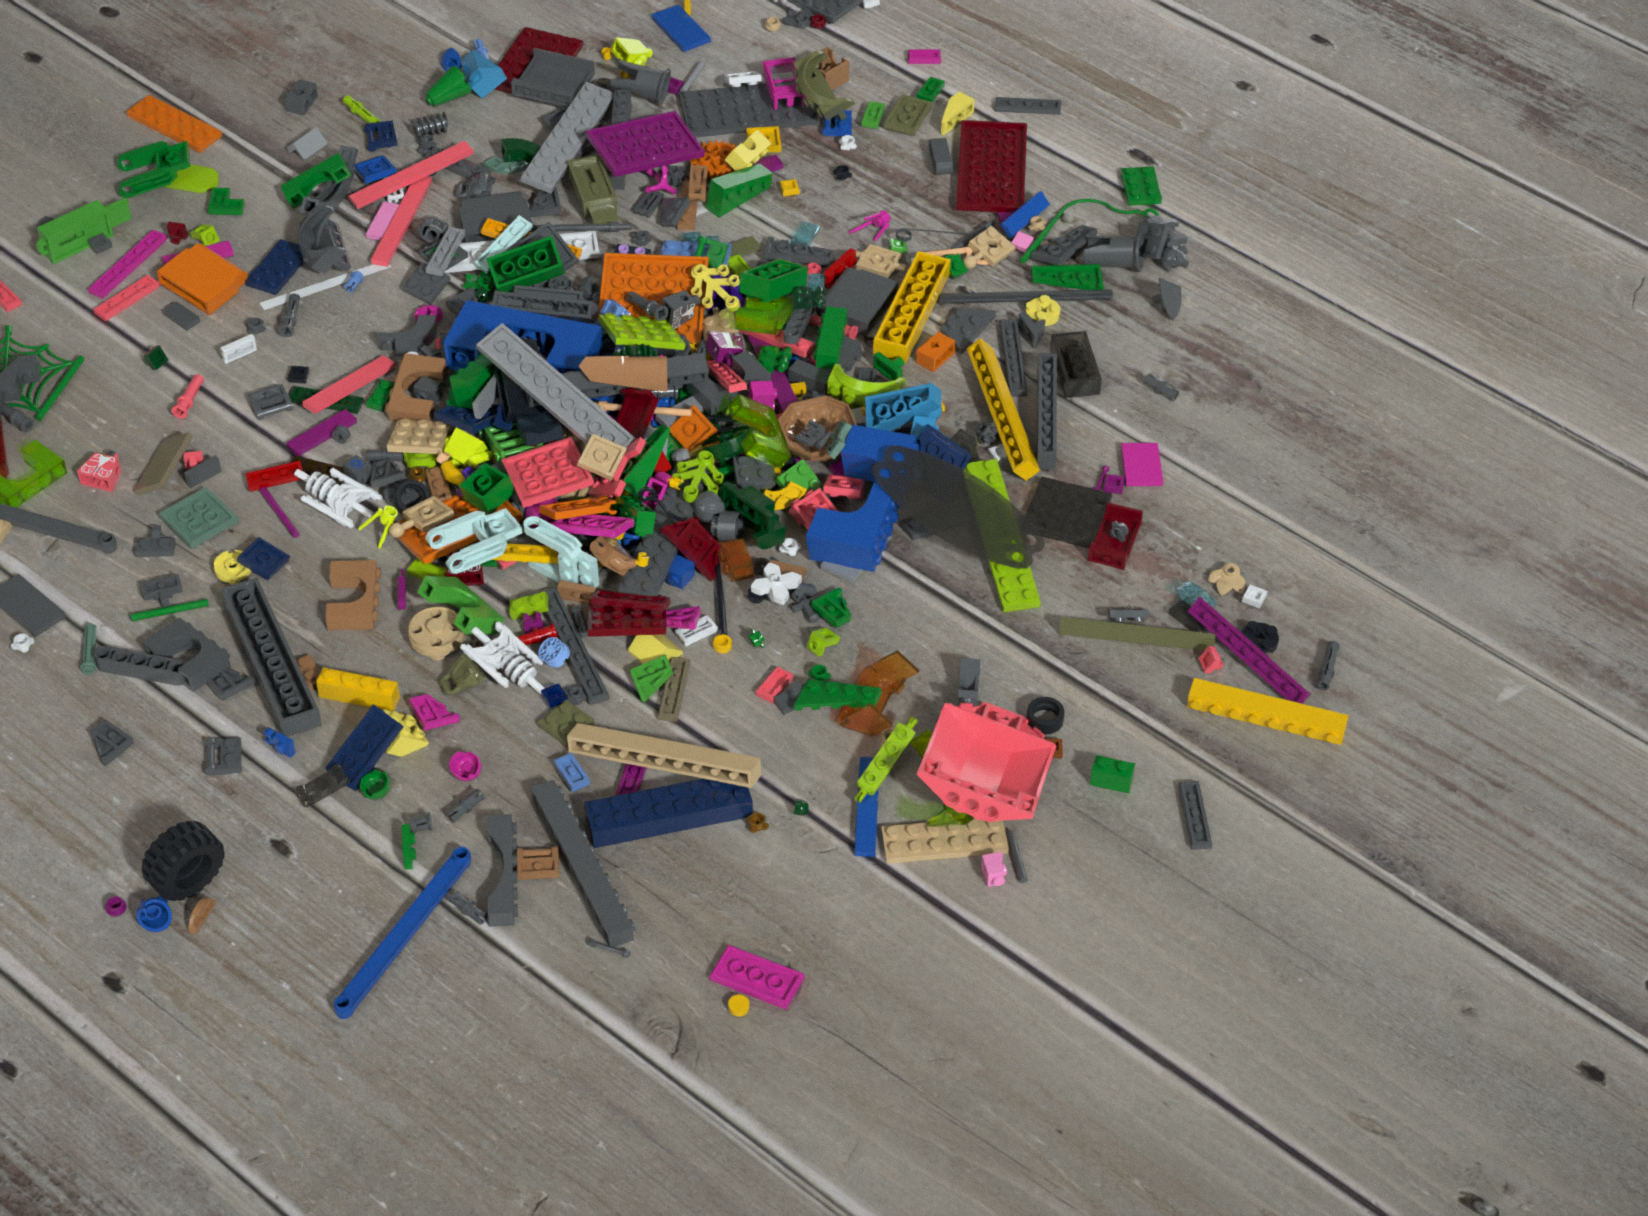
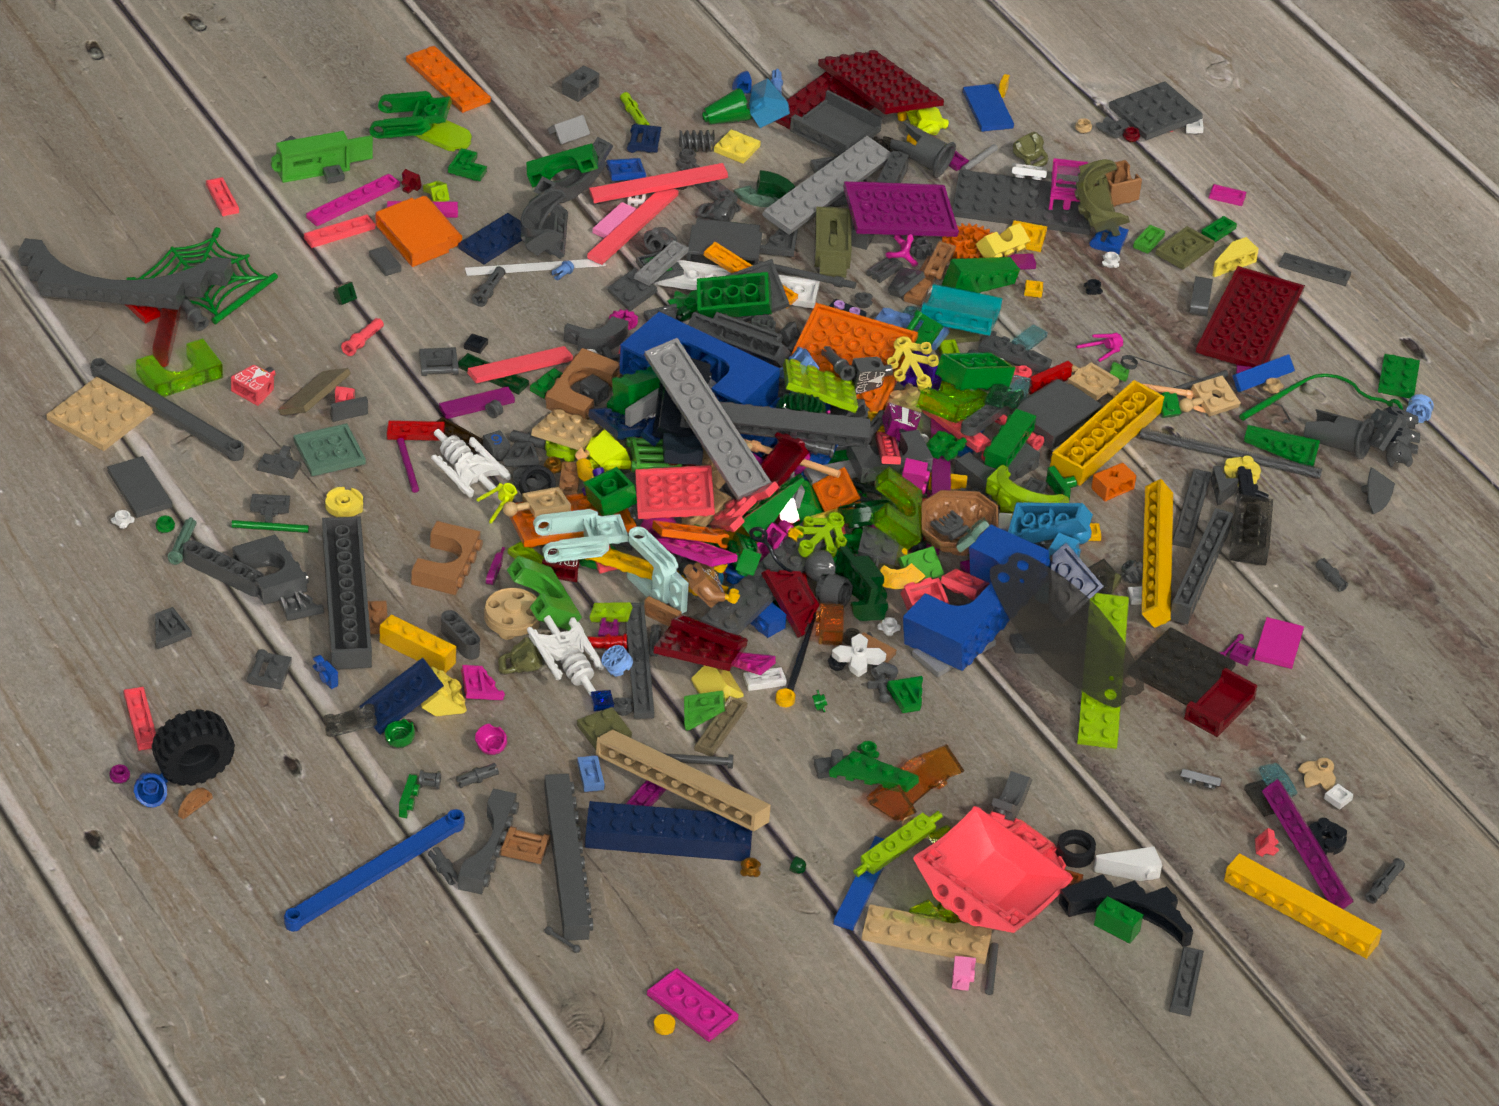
camera: 15 degrees right, 5 degrees down
(66, 636) = (165, 524): none -> green plate
(115, 842) = (140, 717): none -> coral tile
(240, 348) = (428, 303): white tile -> none
(255, 326) = (452, 287): dark grey plate -> none
(263, 558) = (375, 502): dark blue tile -> none
(395, 668) = (460, 634): none -> dark grey beam
(468, 121) = (737, 146): none -> light yellow plate
(506, 240) = (728, 265): light aqua tile -> none
(578, 28) = (880, 82): none -> dark red plate
(602, 457) = (730, 490): tan plate -> none
(627, 371) = (792, 418): medium nougat panel -> none
(670, 727) = (704, 759): none -> dark grey bar
(680, 455) = (813, 511): light grey tile -> none
(735, 57) = (1030, 148): none -> olive piece
(737, 224) = (963, 309): none -> teal panel
(774, 684) = (820, 748): coral tile -> none
(821, 639) = (883, 718): lime bracket -> none
(966, 326) = (1157, 464): dark grey wing -> none
(1022, 241) = (1249, 398): bright pink tile -> none
(1053, 323) = (1246, 483): none -> black piece
(1065, 246) = (1291, 414): dark grey wing -> none
(1101, 716) = (1130, 864): none -> white slope
(1119, 530) = (1225, 698): dark grey plate -> none
(1136, 633) = (1200, 798): olive tile -> none
(1141, 750) = (1157, 906): none -> black arch
(1174, 209) = (1421, 407): none -> light blue wheel

